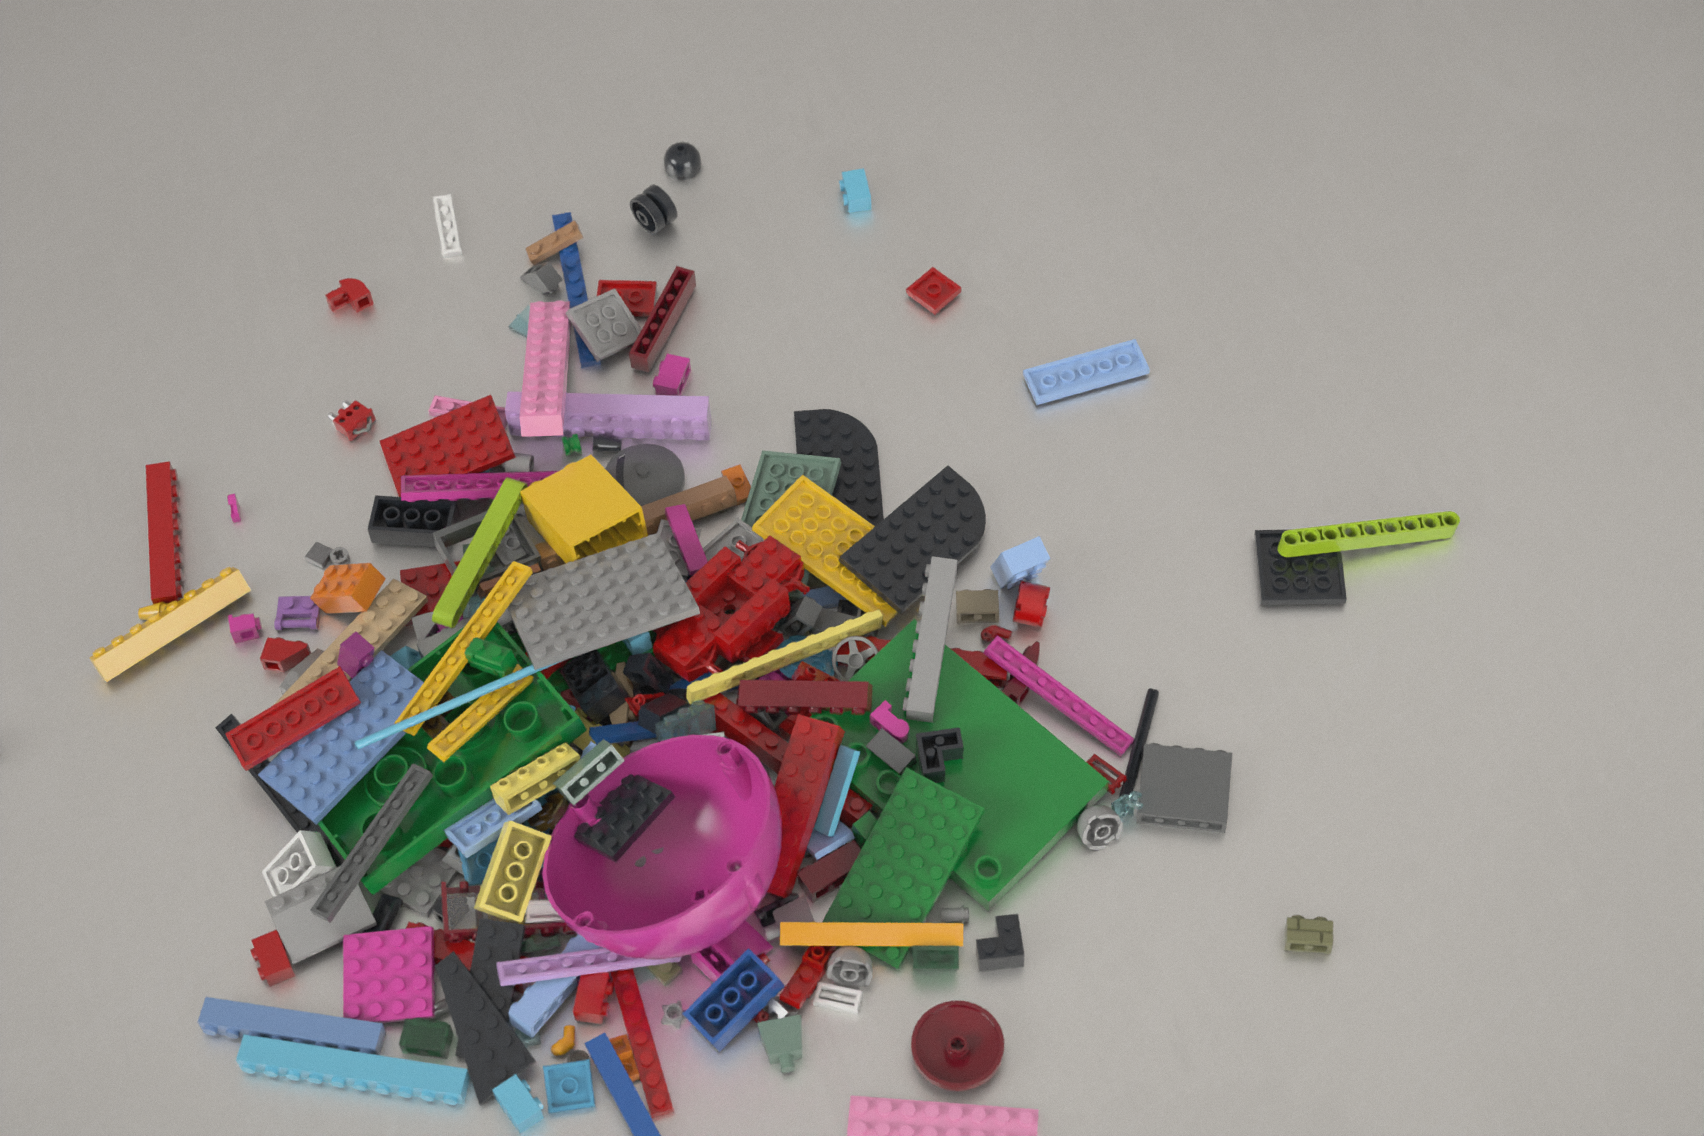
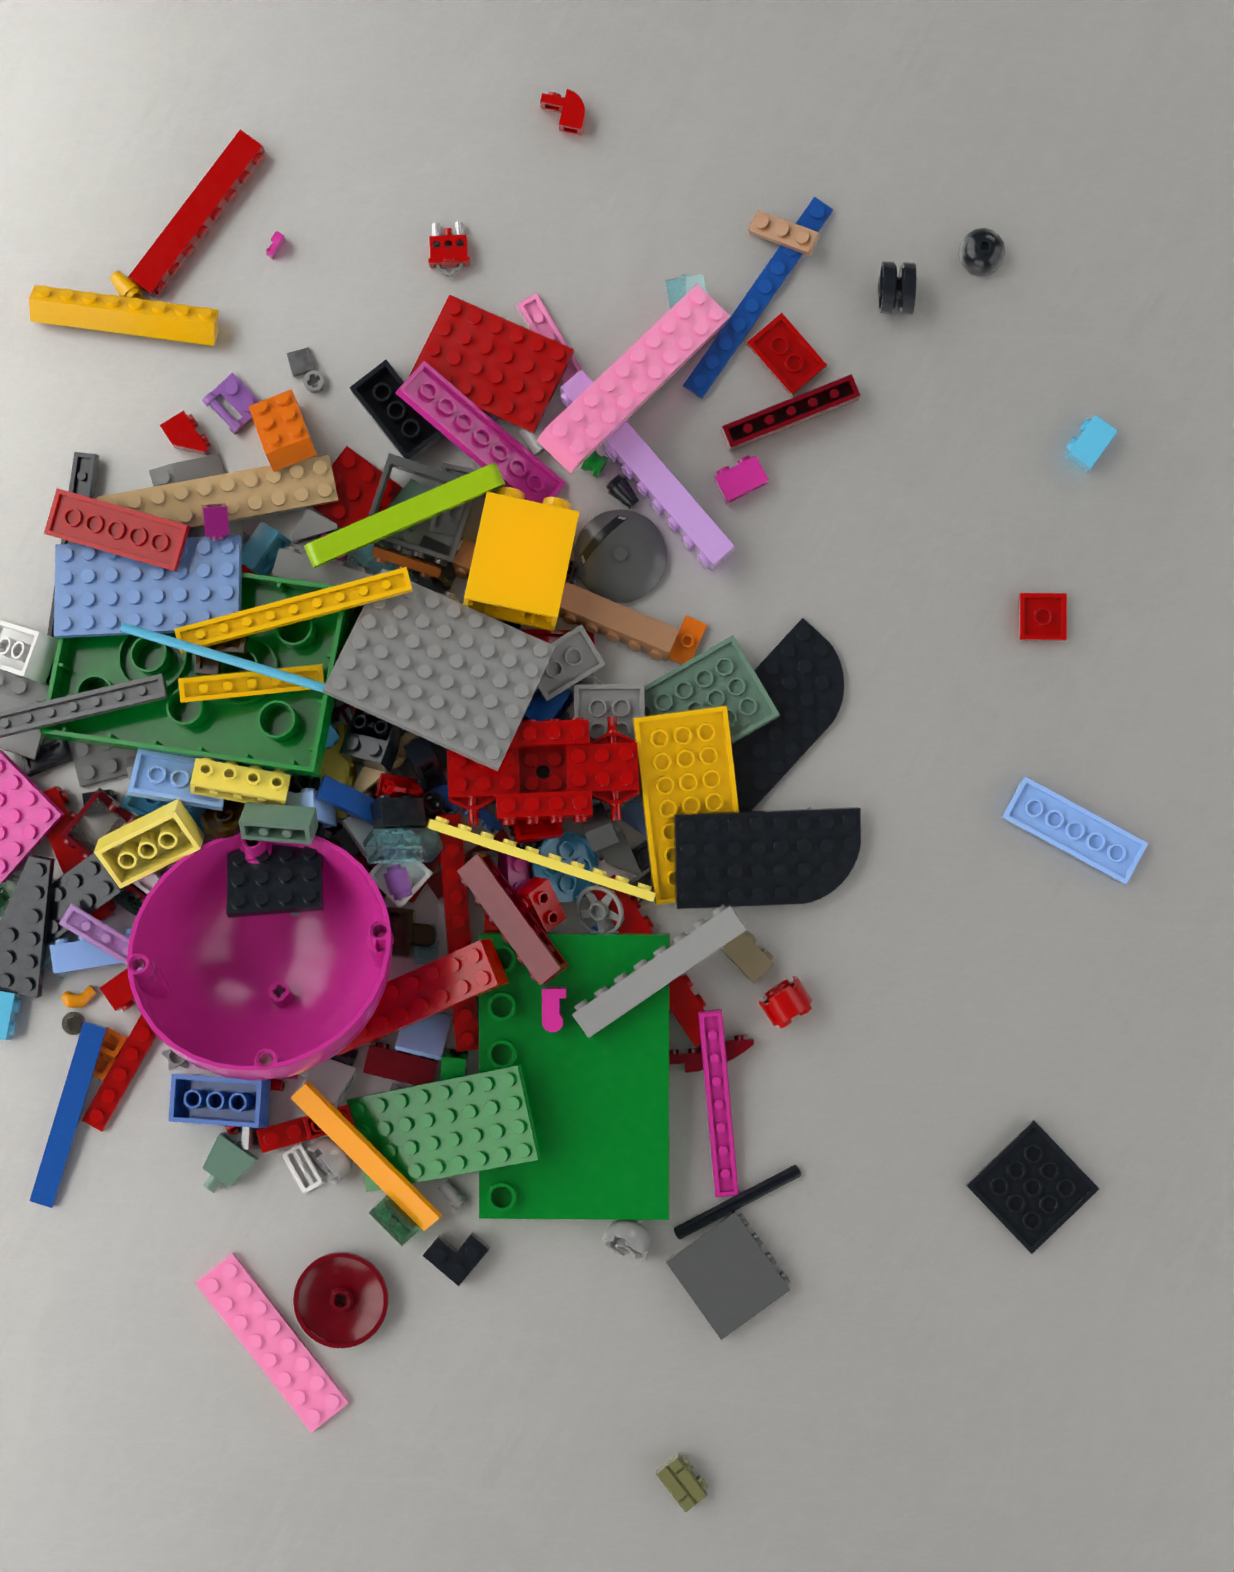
camera: 40 degrees right, 30 degrees up
(244, 627) = (179, 376): dark pink brick -> none
(447, 226) = (719, 112): white tile -> none
(490, 657) = (301, 644): green brick -> none
(542, 277) = (738, 258): dark grey slope -> none
(569, 1086) = (46, 1038): dark azure tile -> none
(605, 324) = (735, 372): light grey plate -> none
(686, 538) = (580, 666): dark pink tile -> none
(836, 790) = (458, 1018): medium azure tile -> none
(891, 752) = (527, 1033): dark grey hinge -> none
(935, 748) = (562, 1066): black brick -> none
(992, 631) = (737, 990): red arm -> none
(1020, 563) = (811, 964): light blue brick -> none
(1114, 783) = (681, 1219): red tile -> none
(1126, 804) = (665, 1245): clear light blue plate -> none
(1368, 534) = (1123, 1227): lime beam -> none

